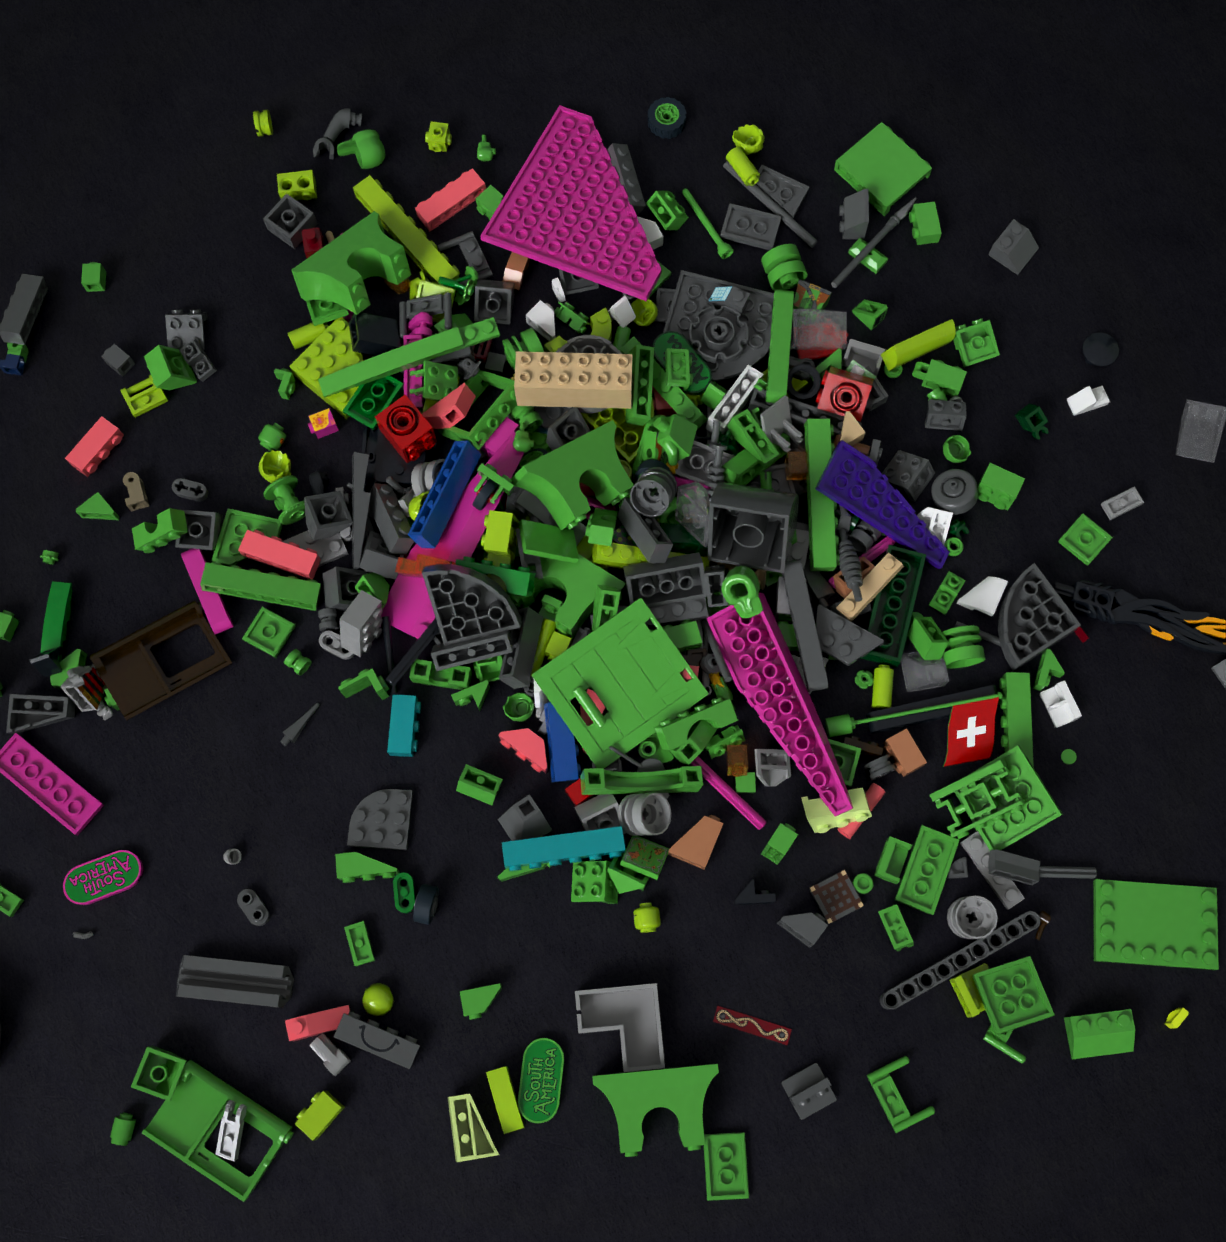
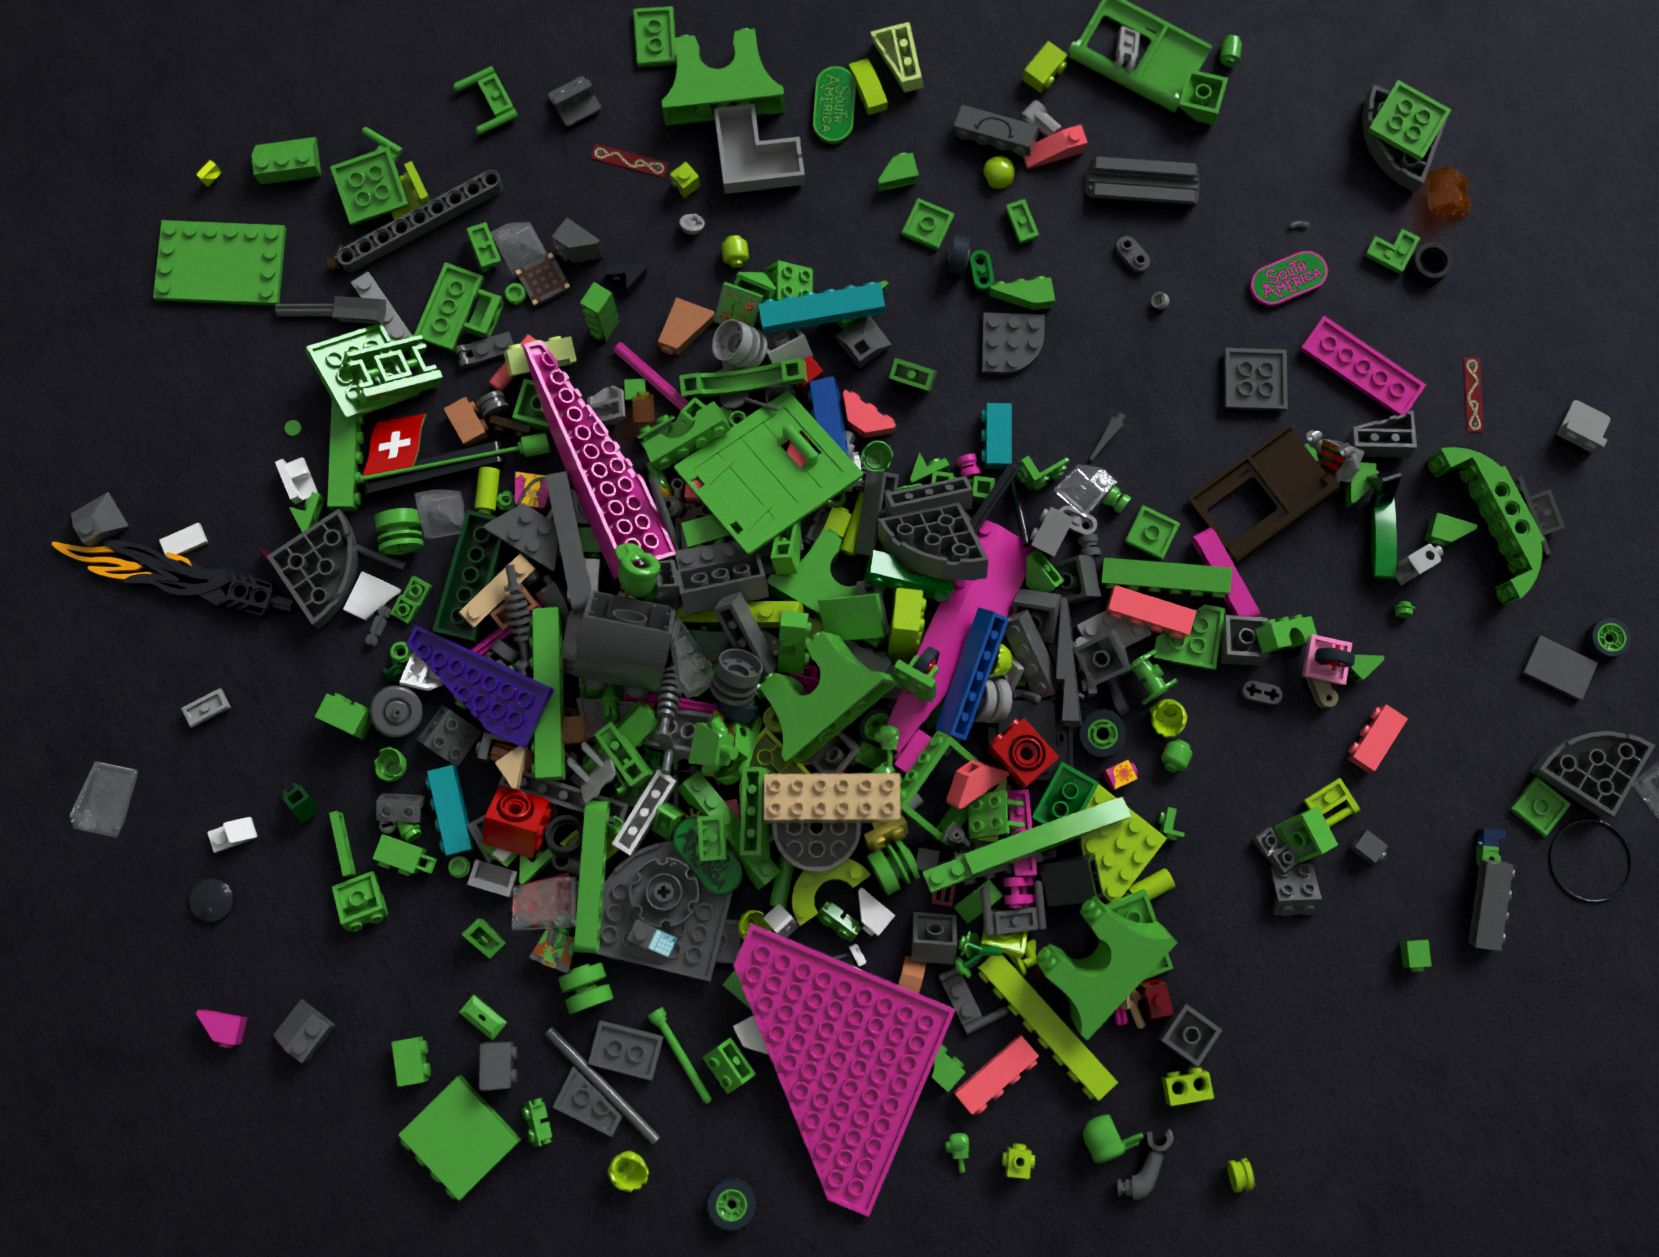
camera: 170 degrees right, 5 degrees up
(28, 594) = (1420, 561): none -> light grey torso
(126, 506) = (1328, 659): none -> bright pink plate
(151, 774) = (1255, 379): none -> dark grey plate
(325, 672) = (1085, 487): none -> clear slope
(334, 456) = (1109, 744): none -> black wheel
(414, 568) = (988, 591): clear orange slope -> none
(433, 697) = (968, 466): none -> dark pink wheel
(454, 945) = (927, 224): none -> bright green tile
(550, 607) = (847, 565): bright green bracket -> none
(624, 166) = (781, 1116): dark grey brick -> none
(689, 950) = (692, 223): none -> light grey hat
(695, 996) = (685, 179): none -> lime brick
(743, 166) = (634, 1128): lime brick -> none
(820, 171) = (537, 1130): none -> bright green hinge
(841, 684) = (532, 491): none -> torso
(860, 931) = (518, 245): none -> clear slope
(889, 826) = (483, 350): none -> dark grey plate
(892, 222) = (443, 1072): dark grey piece -> none
(903, 412) = (450, 810): none -> teal brick
(919, 345) = (427, 890): lime brick -> none
(927, 637) = (436, 541): bright green brick -> none
(958, 869) = (416, 310): dark grey tile -> none
(975, 570) = (377, 626): none -> dark grey axle
(981, 911) = (406, 257): light grey wheel -> none
(993, 388) = (342, 844): none -> bright green tile
(1081, 253) = (223, 1027): none -> dark pink slope
(1085, 539) = (252, 664): bright green plate -> none
(1158, 652) = (184, 540): none -> white tile

